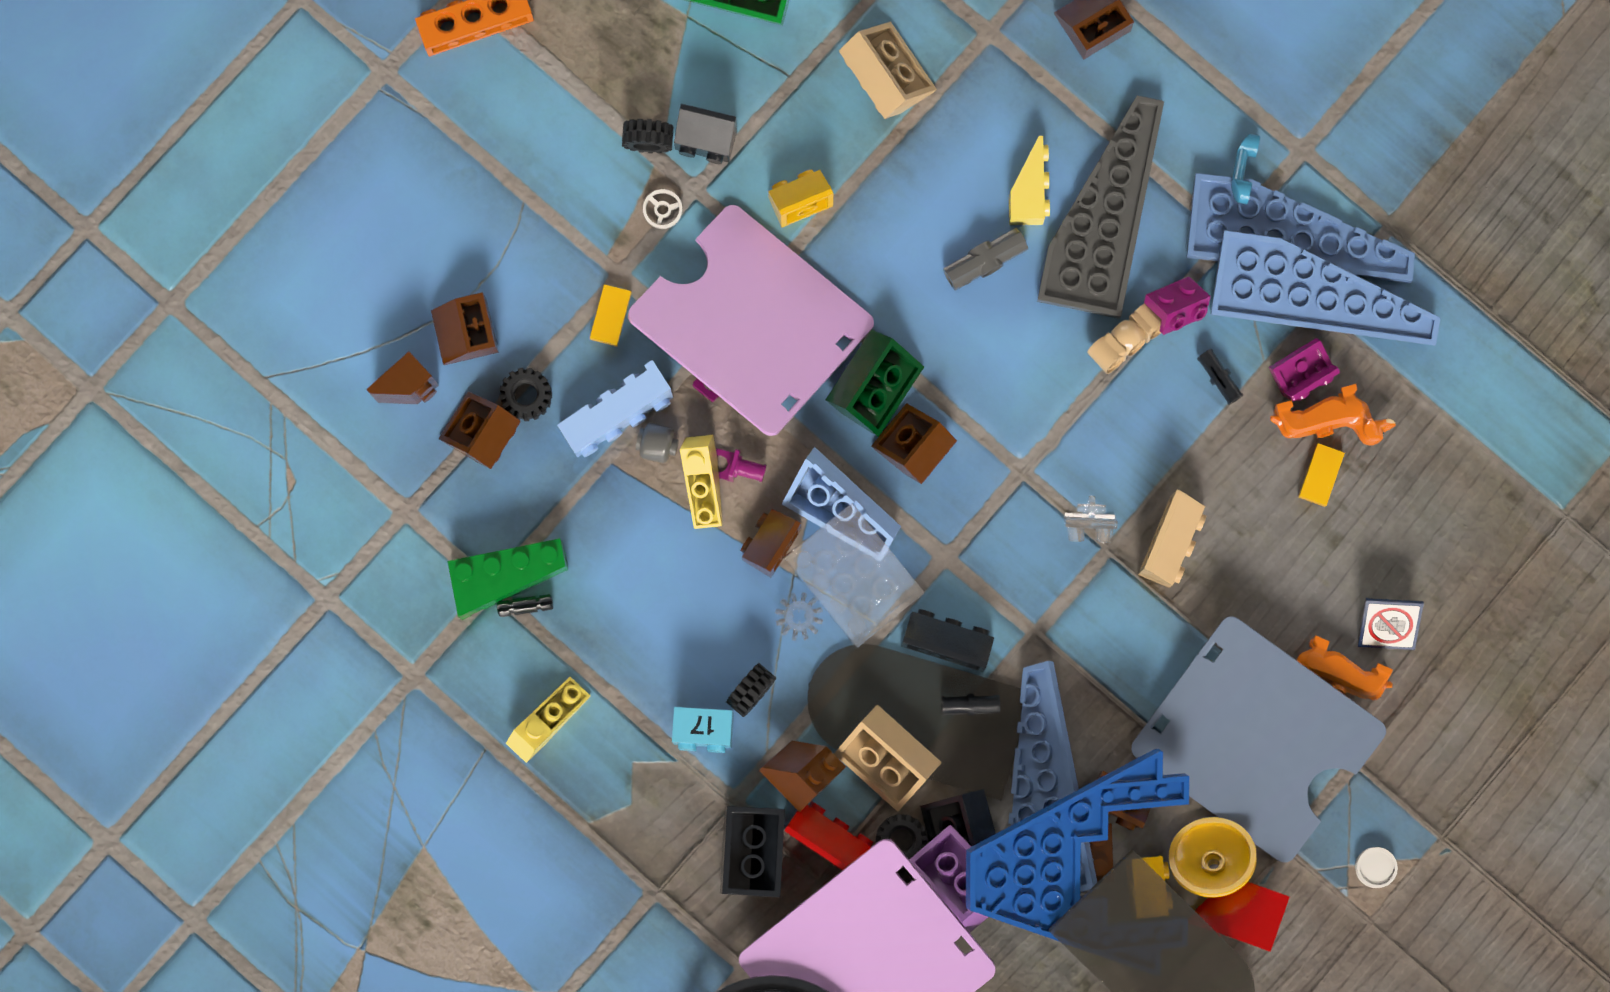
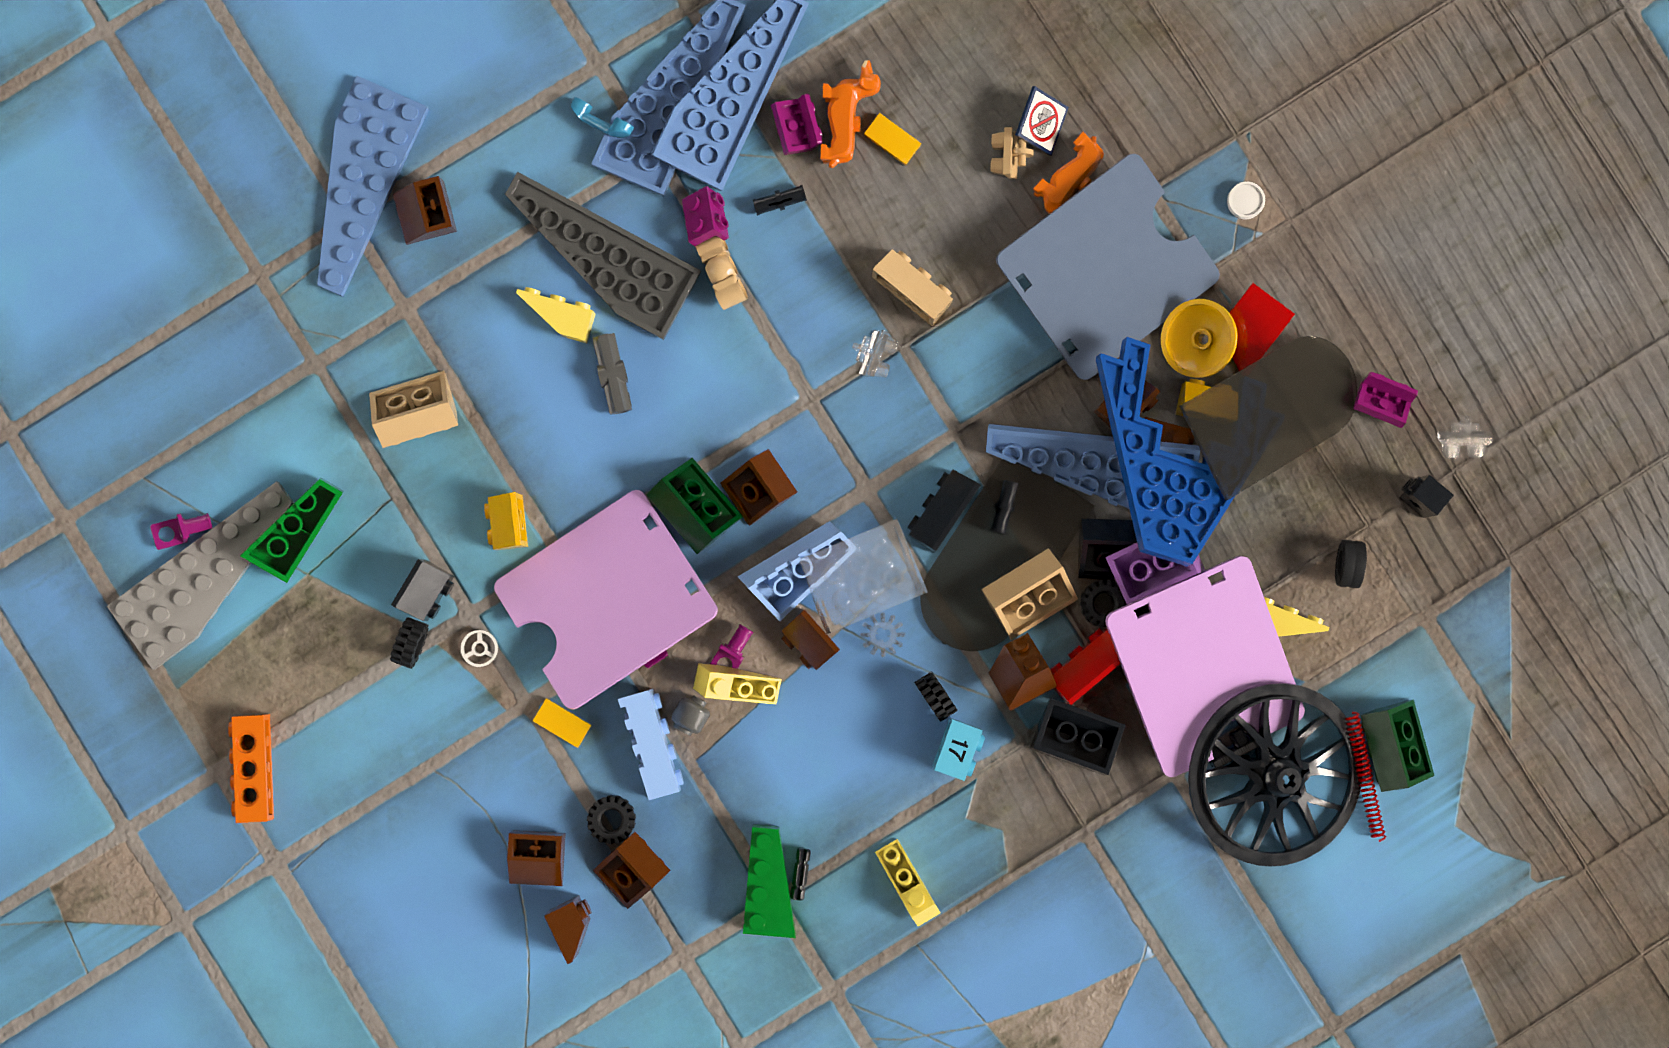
camera: 75 degrees left, 5 degrees up
(1347, 604) = (1012, 156): none -> tan hips

